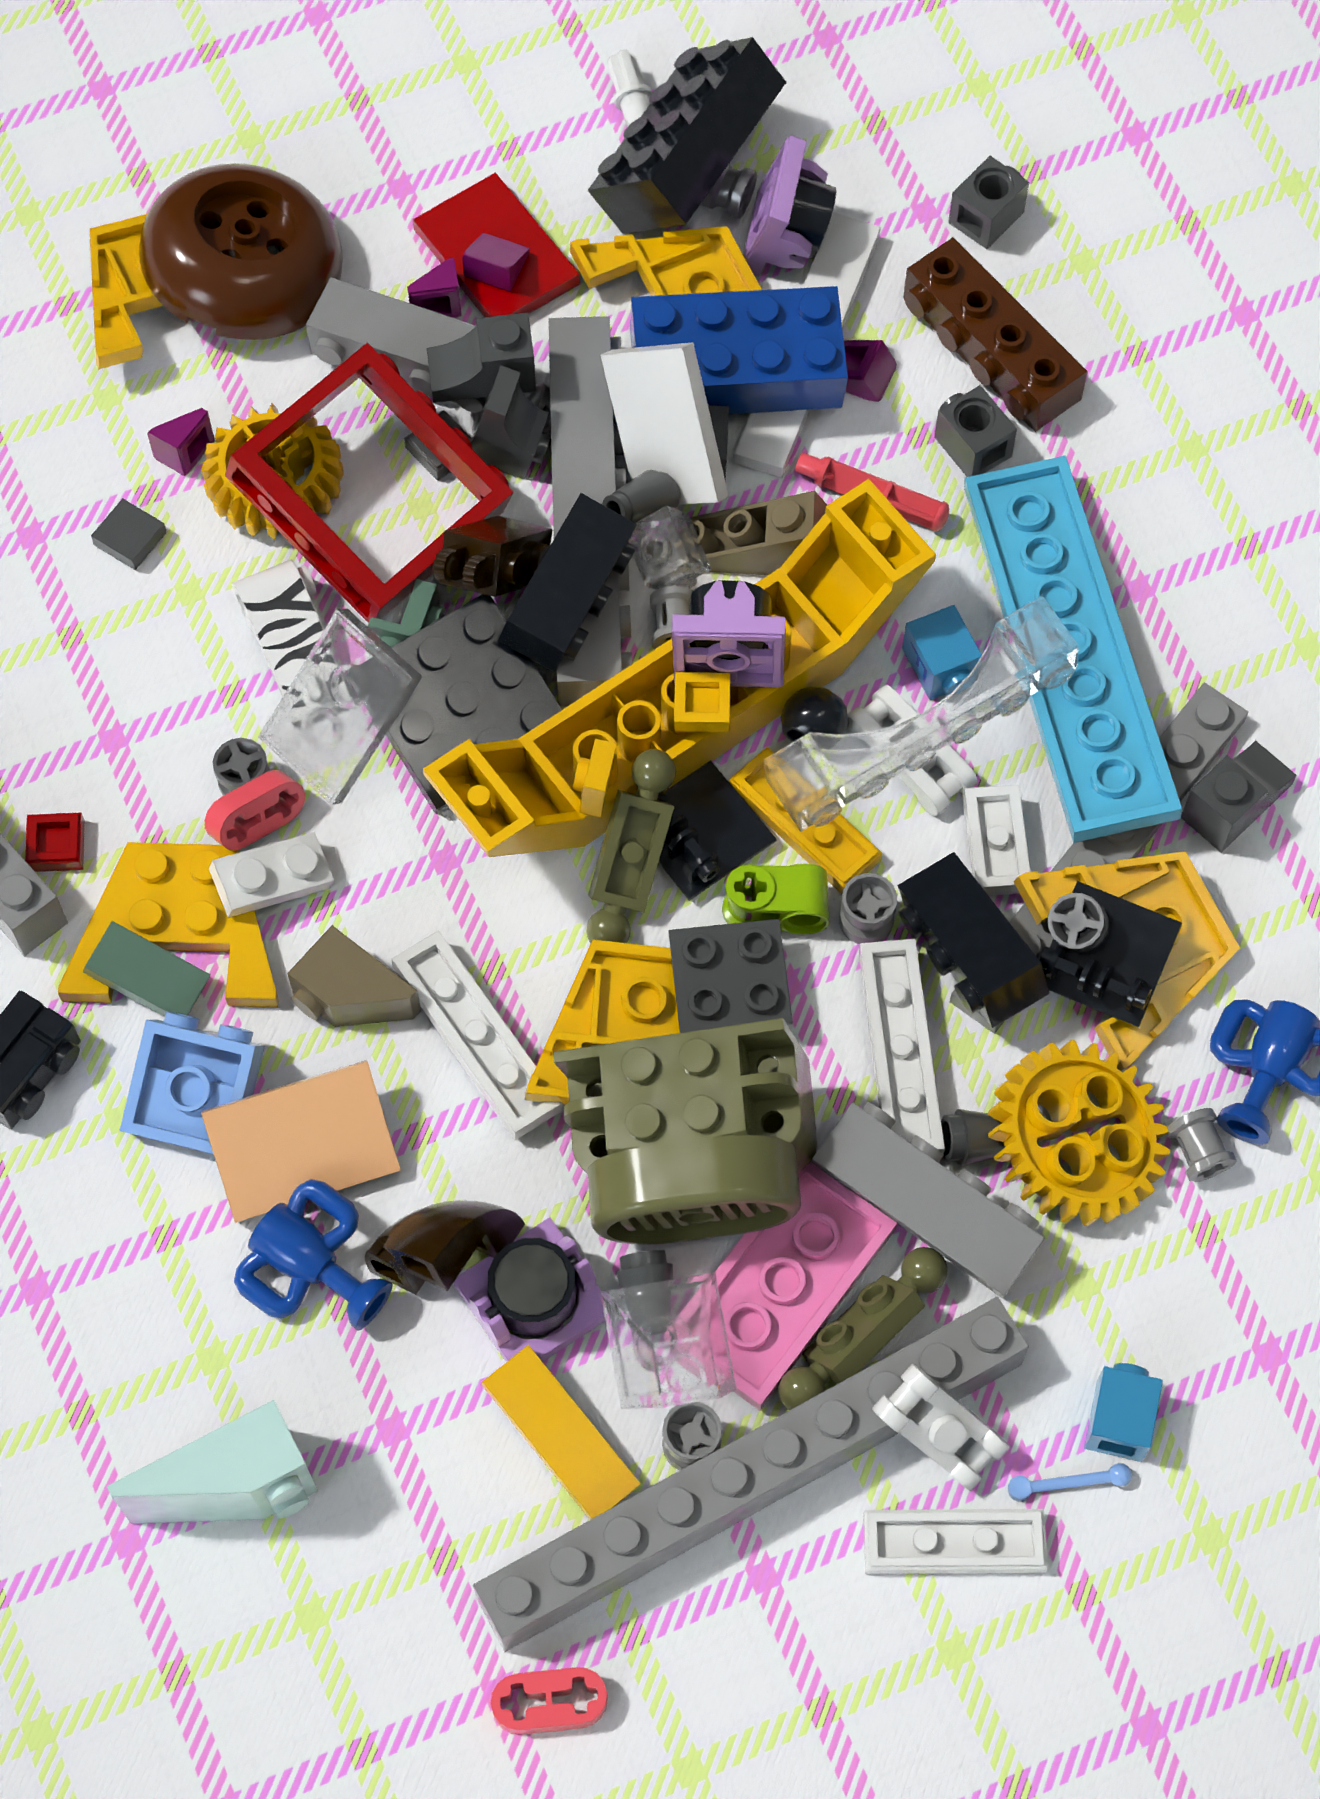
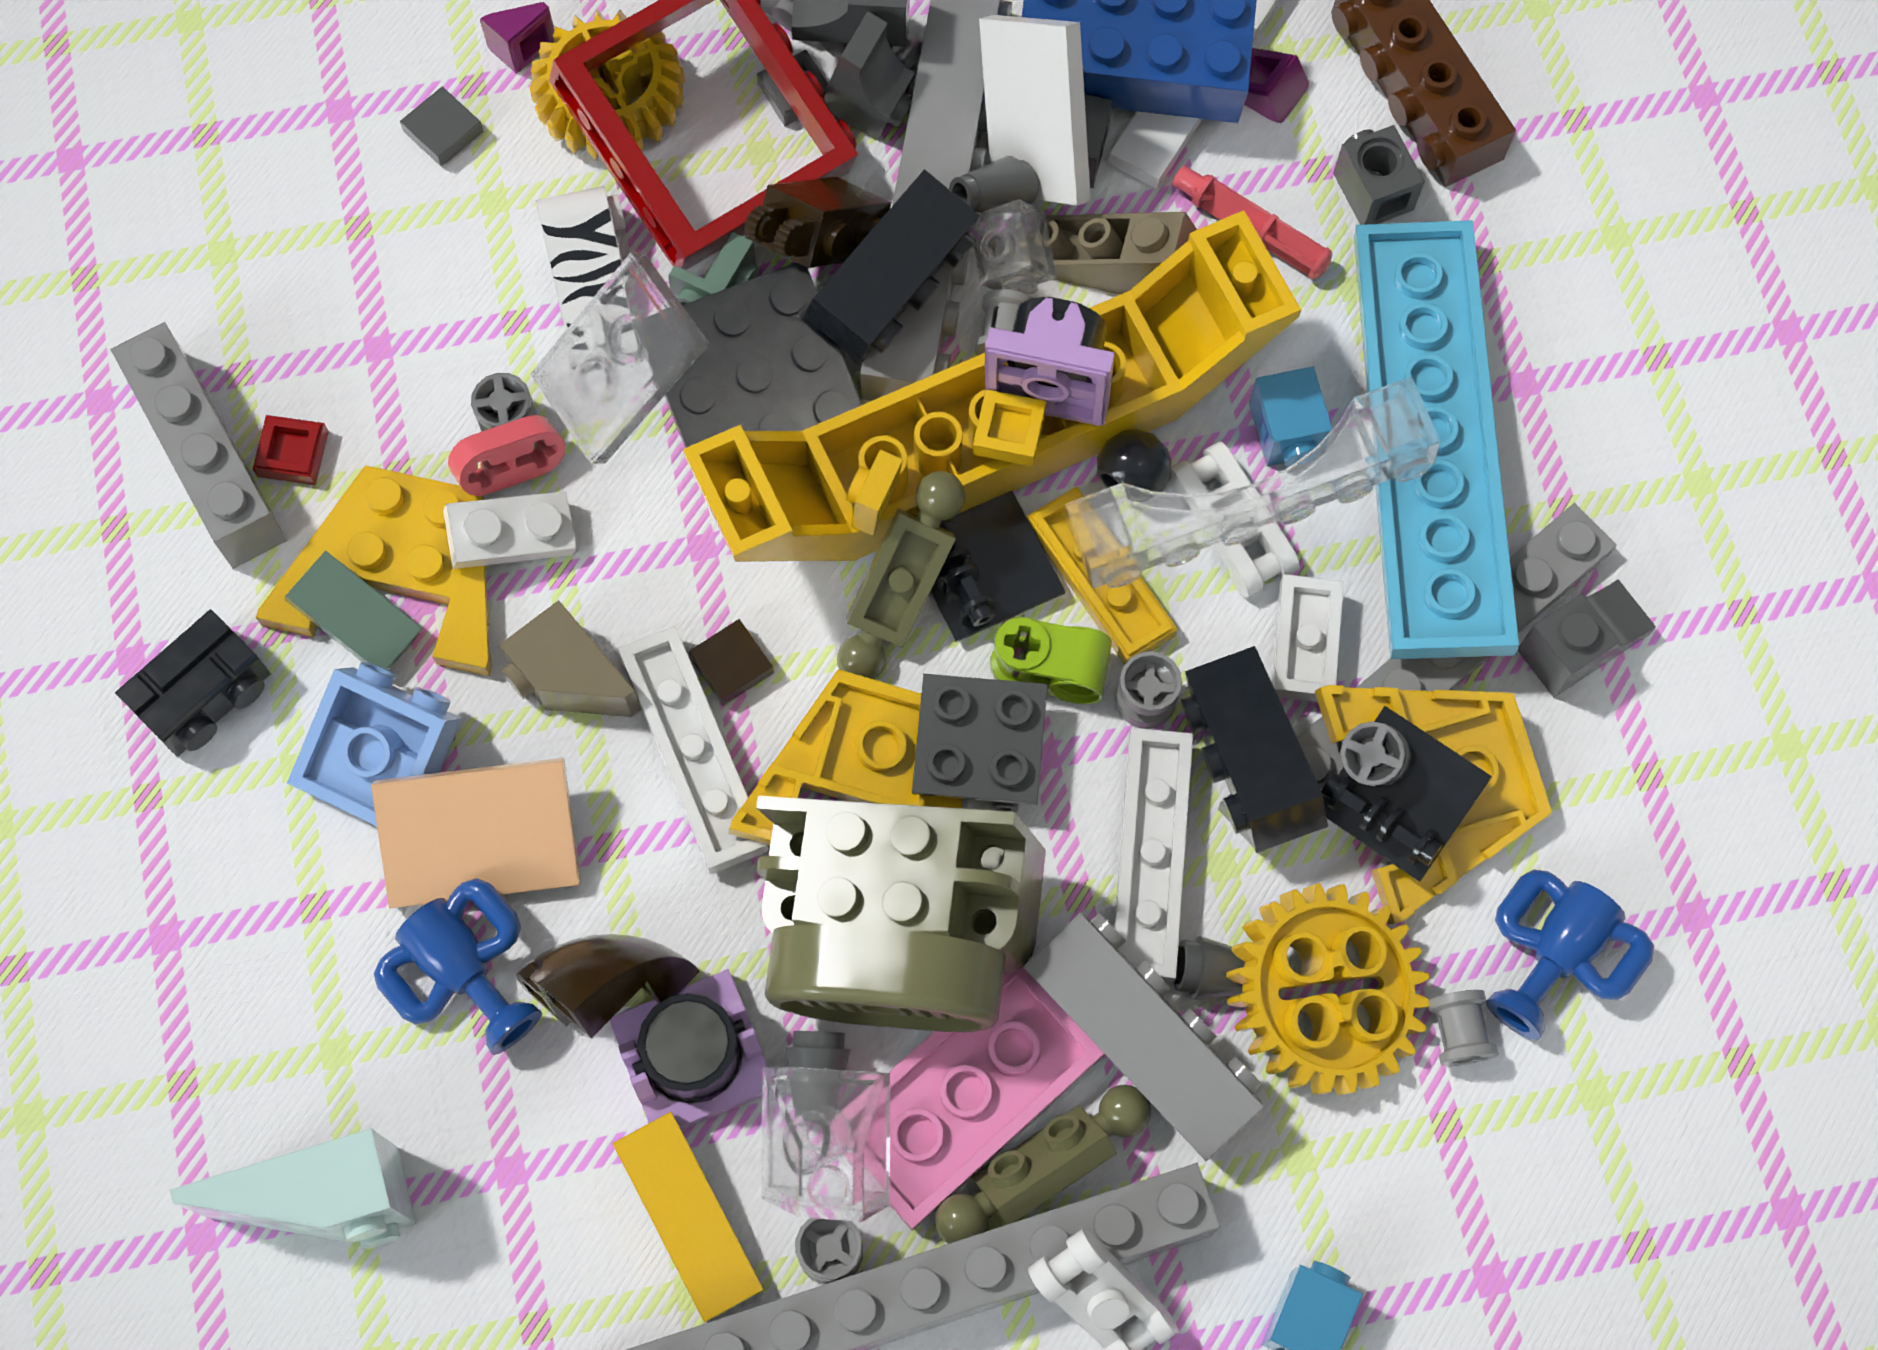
camera: 10 degrees right, 5 degrees up
(493, 954) = (731, 662): none -> dark brown tile

